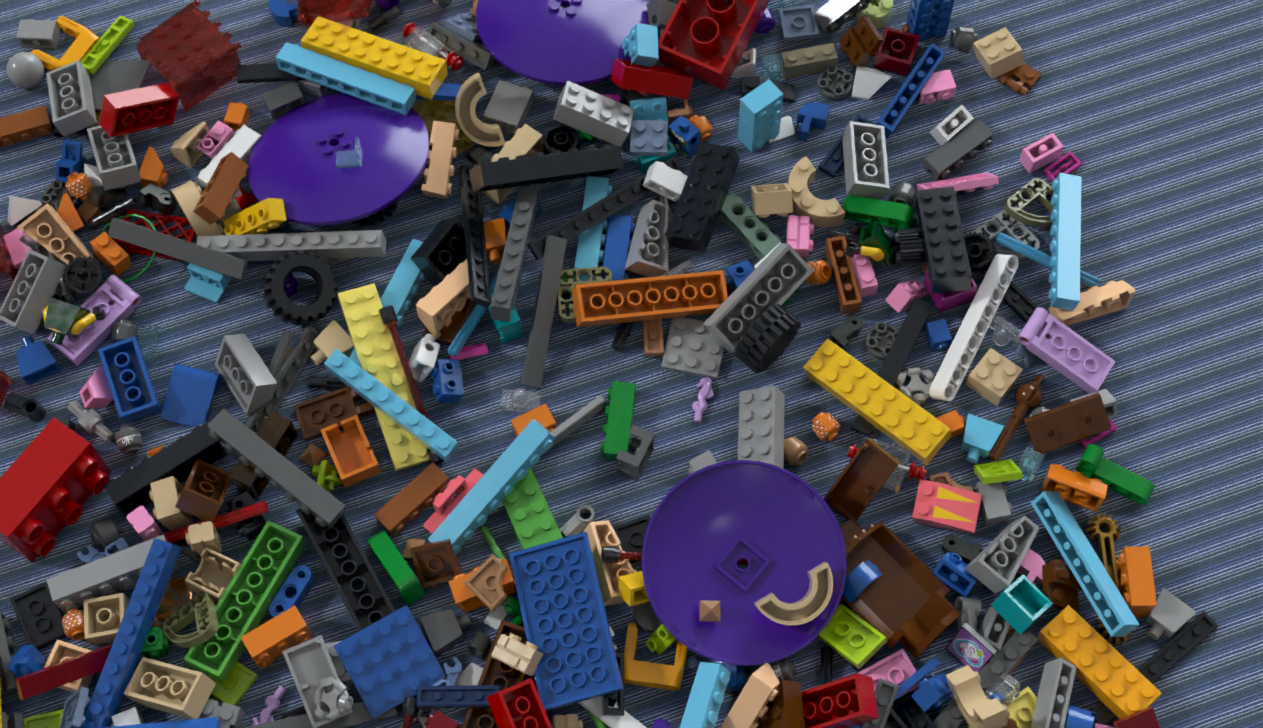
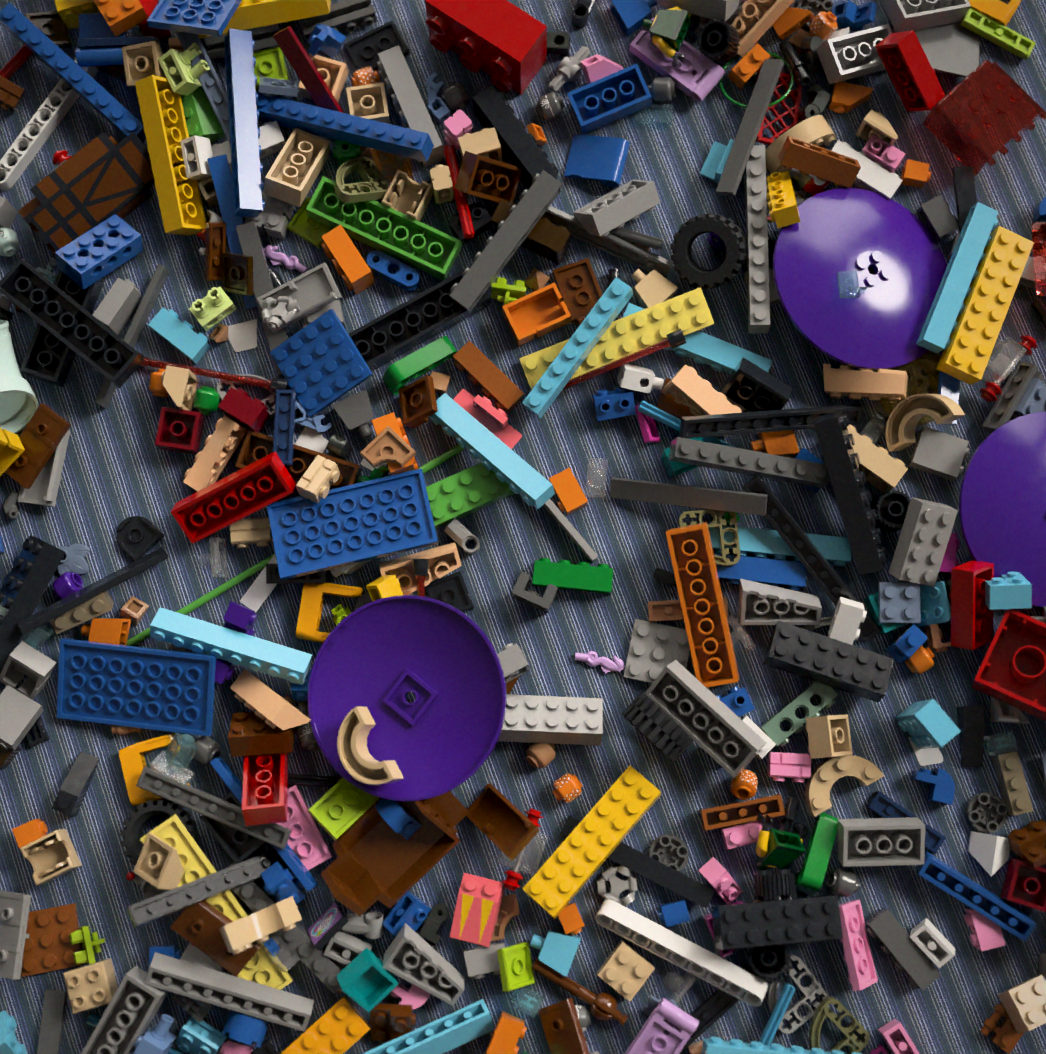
camera: 90 degrees right, 15 degrees up
(709, 611) = (359, 663): medium nougat slope -> none
(845, 331) = (681, 817): pearl dark grey leg -> none

